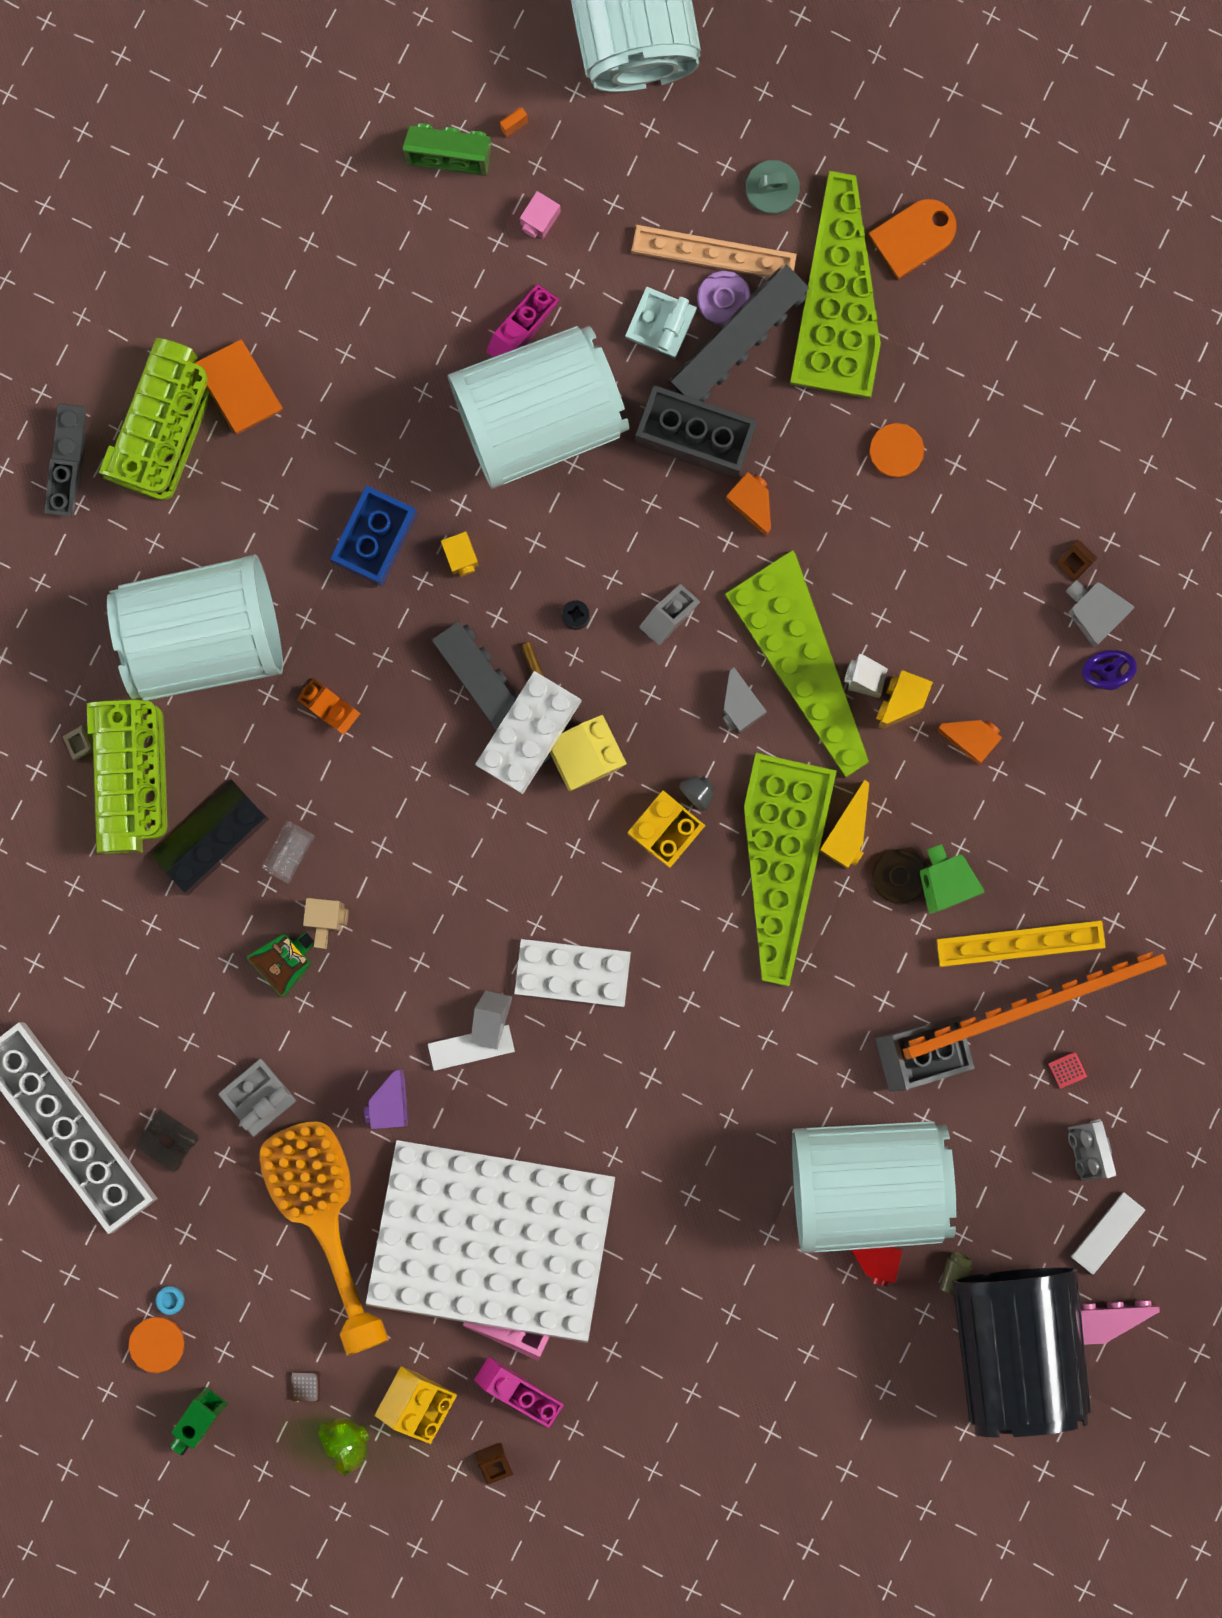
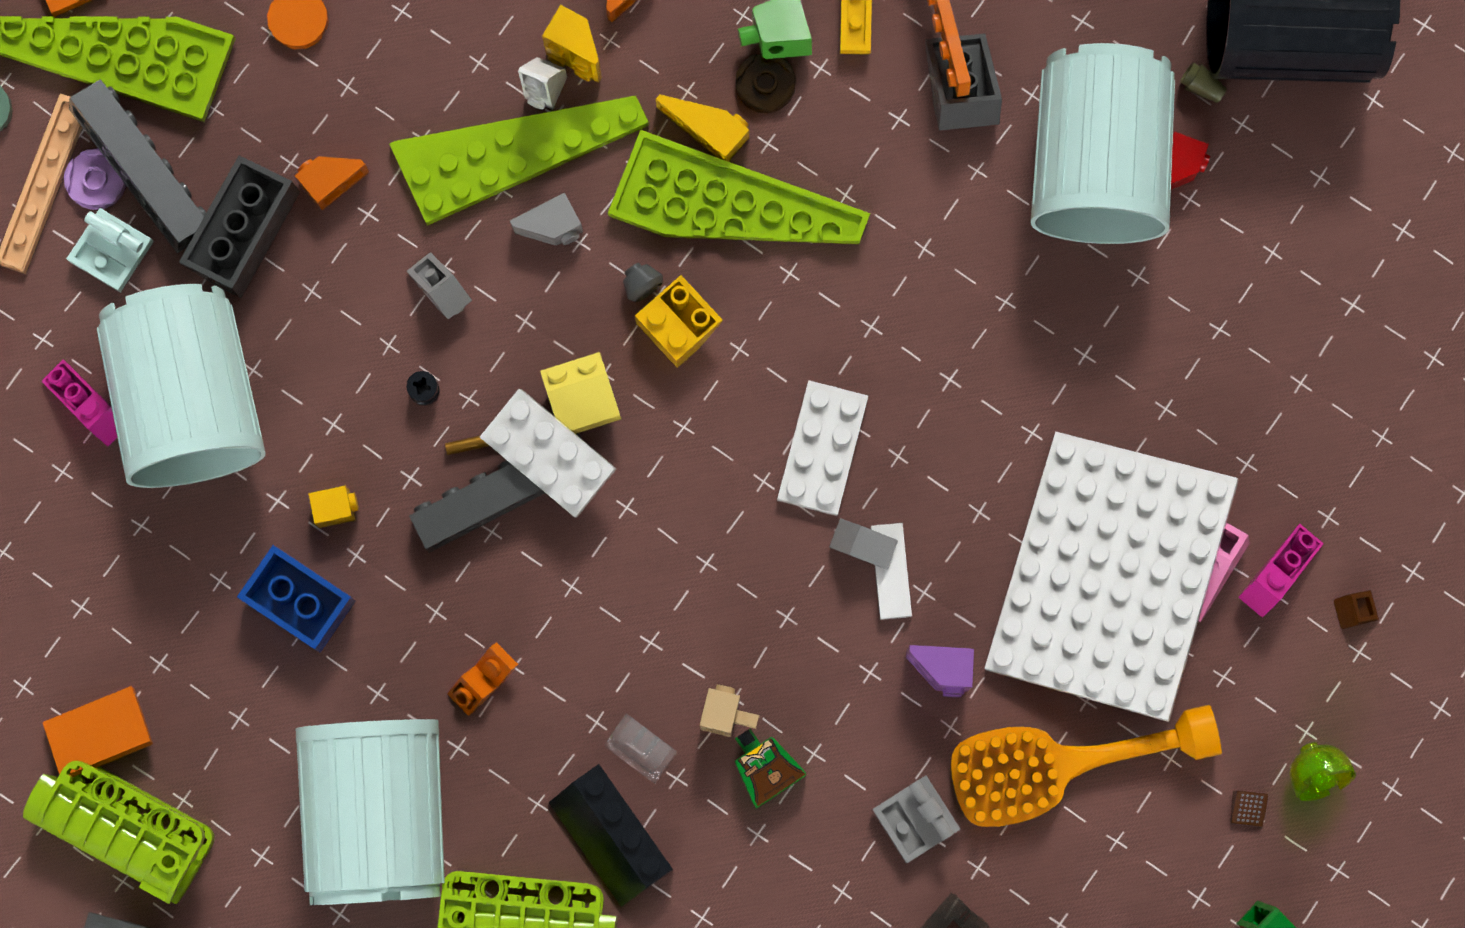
camera: 90 degrees left, 5 degrees down
(415, 1405) = (1284, 686): yellow slope -> none

